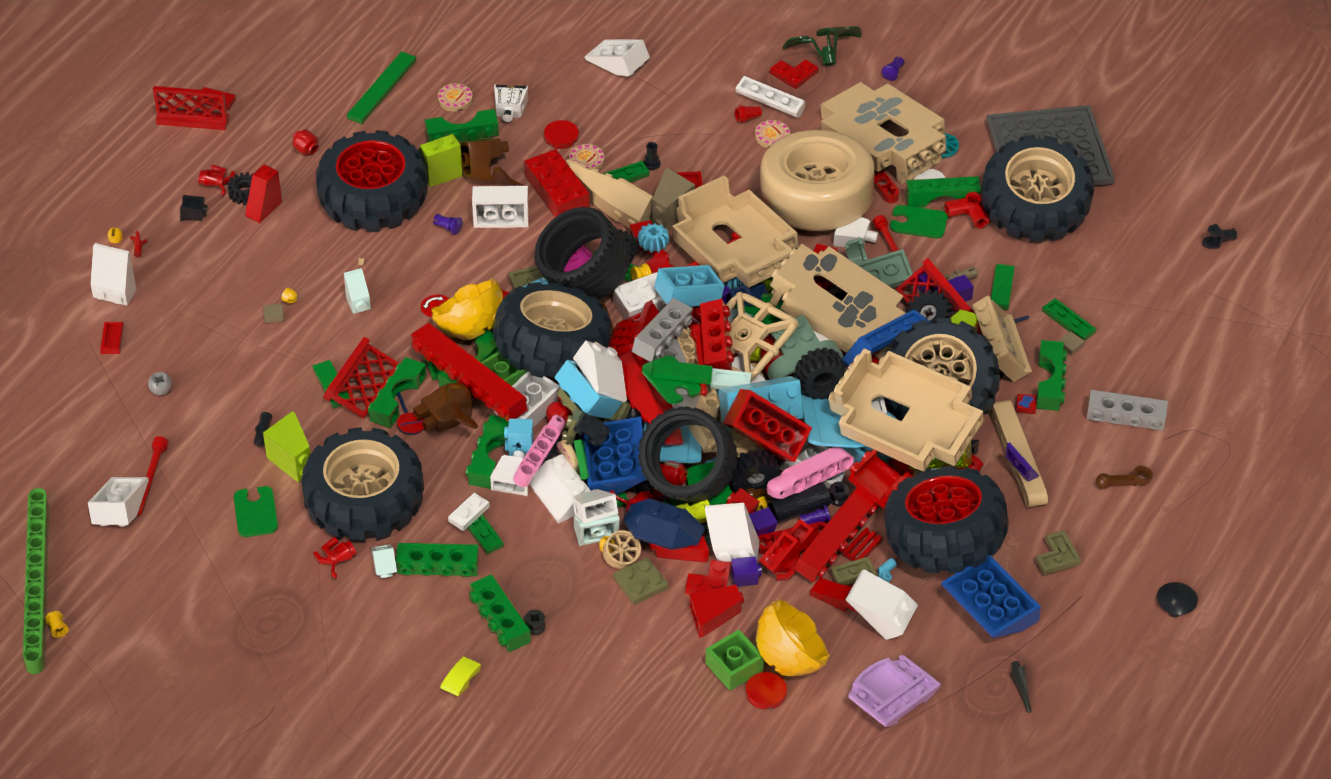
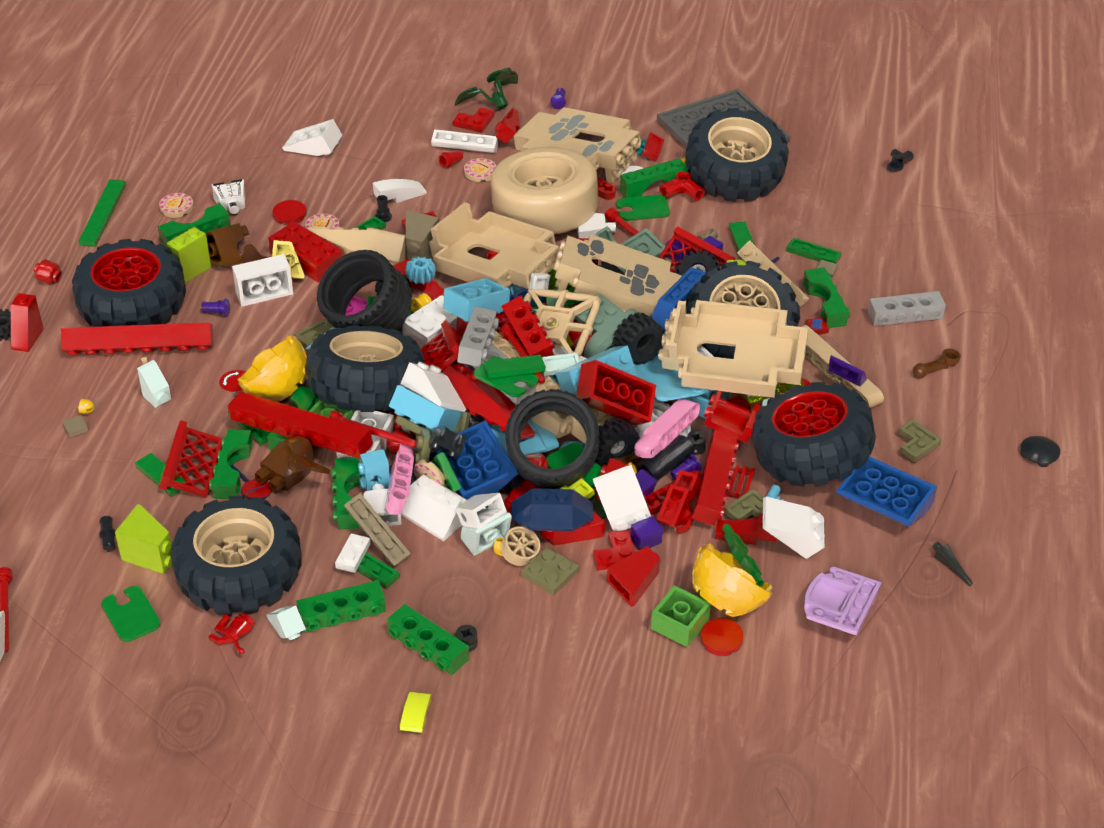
camera: 20 degrees left, 5 degrees down
(361, 237) = (136, 338): none -> brick
(497, 496) = (377, 530): none -> dark tan plate
(506, 376) = (375, 431): none -> red piece
(535, 189) = (288, 250): none -> light yellow slope
(678, 136) = (398, 189): none -> white slope
(760, 283) = (539, 281): none -> white tile
(817, 616) = (740, 553): none -> green piece
(819, 93) = (508, 126): none -> red slope
(963, 153) = (652, 146): none -> red tile

